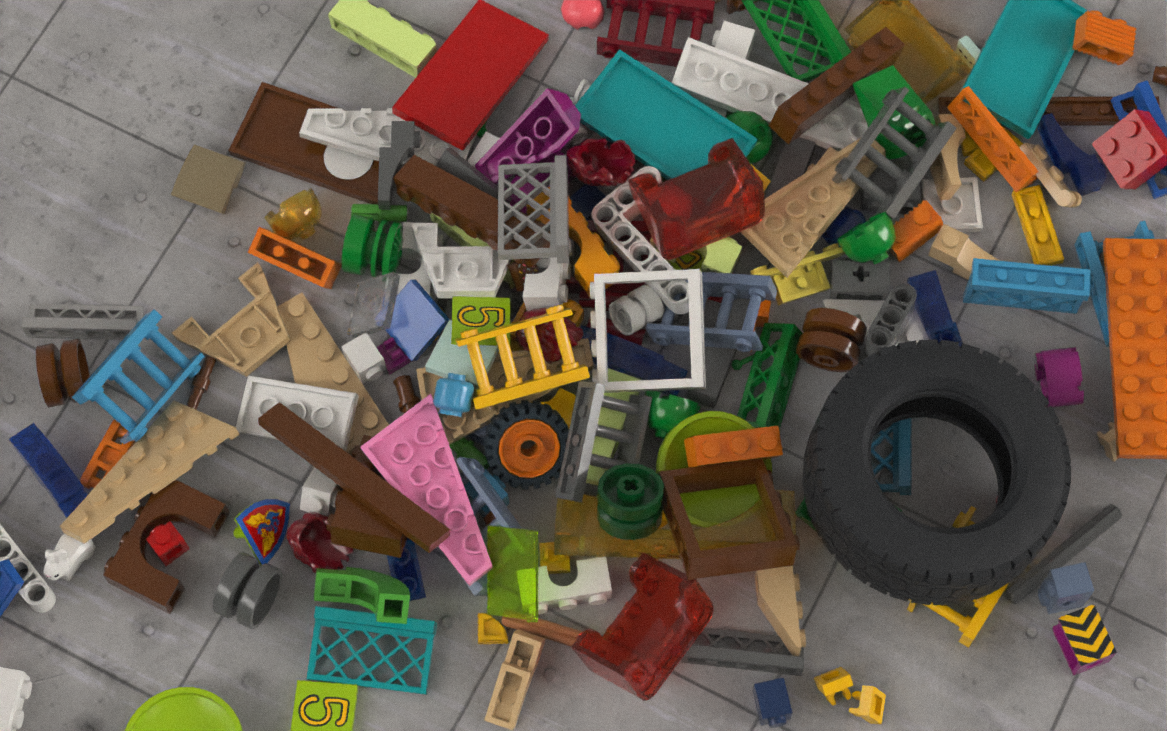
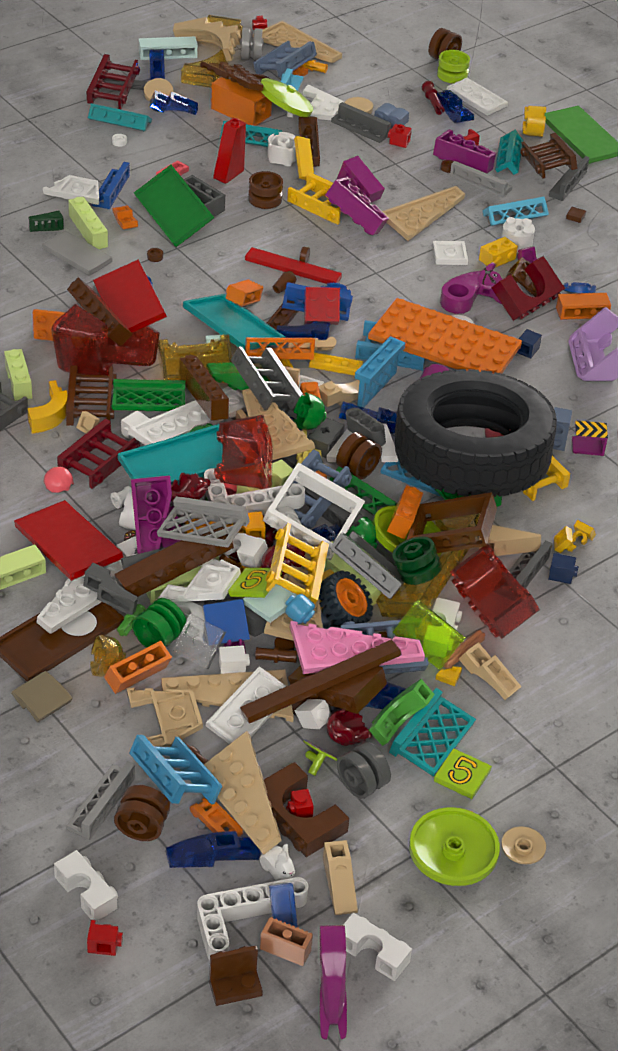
camera: 70 degrees left, 25 degrees down
(78, 634) = (340, 877): none -> tan slope

